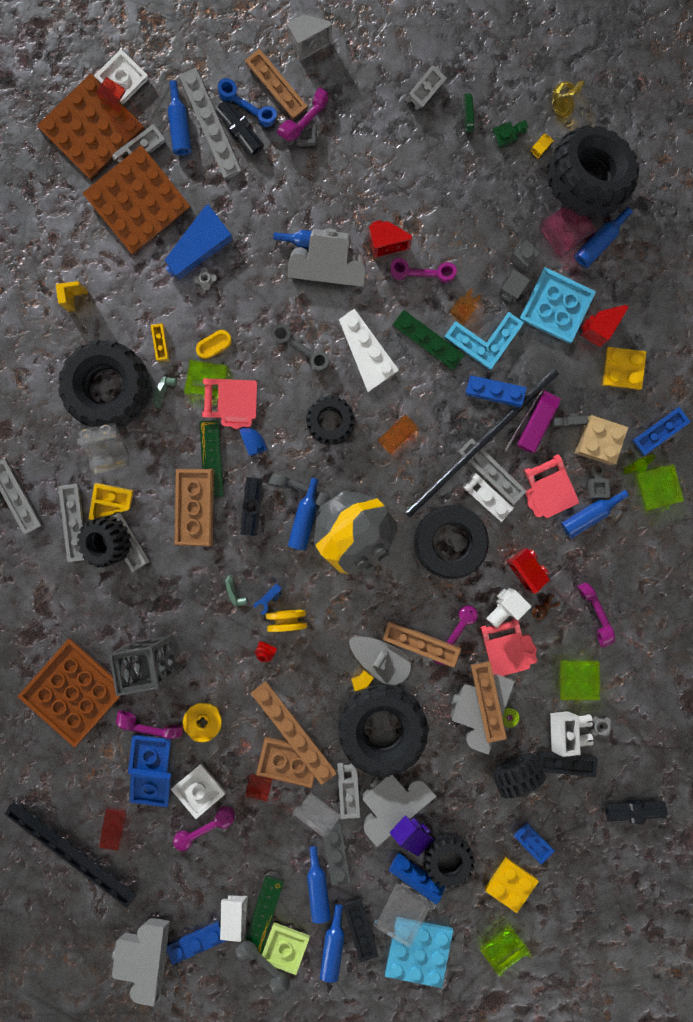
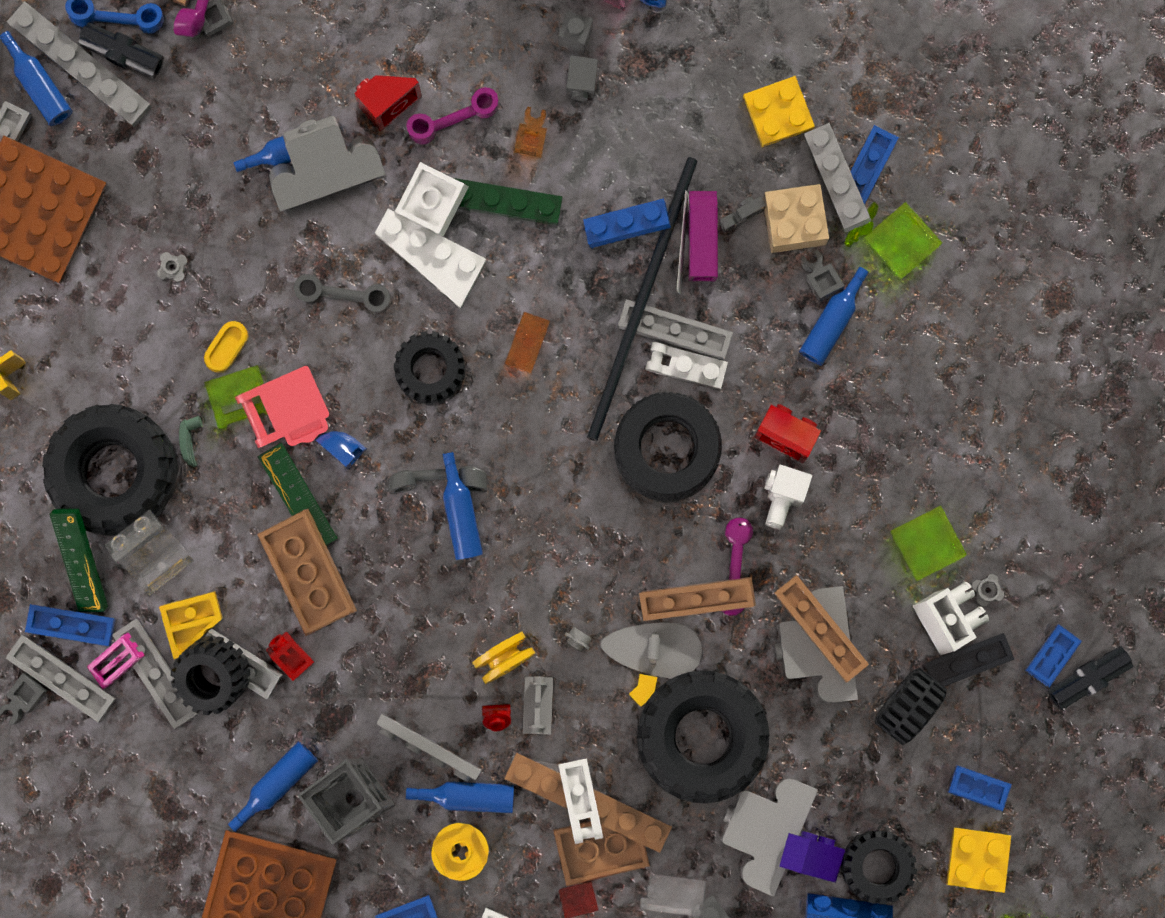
camera: 25 degrees left, 5 degrees down
(36, 467) = (70, 625): none -> blue plate
(58, 431) = (78, 560): none -> dark green tile
(63, 501) = (130, 649): none -> dark pink tile
(113, 625) = (276, 783): none -> blue piece
(126, 721) = (360, 901): magenta piece -> none
(158, 552) = (288, 655): none -> red bracket
(160, 342) = (154, 379): yellow piece -> none
(198, 243) = (141, 224): blue slope -> none
(210, 644) = (416, 743): none -> light grey plate
(223, 692) = (468, 796): none -> blue piece
(233, 594) = (425, 669): sand green piece -> none
(253, 493) = (388, 550): black piece -> none
(273, 594) = (468, 634): blue plate -> none
(289, 730) = (580, 799): none -> white plate
(293, 658) = (537, 705): none -> light grey hinge
(337, 631) = (578, 639): none -> light grey plate
(348, 792) = (700, 844): light grey plate -> none
(354, 532) = (535, 495): dark grey rock -> none
(383, 316) = (431, 199): none -> white plate
(478, 349) = (584, 181): medium azure plate -> none
(510, 652) = (819, 553): coral piece -> none
(510, 717) = (863, 638): lime tile -> none
(541, 610) = (832, 477): reddish brown arm -> none
(552, 492) = (766, 319): coral piece -> none
(557, 305) = (650, 74): medium azure plate -> none
(602, 325) = (720, 70): red slope -> none
(606, 634) = (930, 466): magenta piece -> none
(620, 786) = (1053, 655): none -> blue plate
(640, 428) = (837, 177): none -> light grey plate

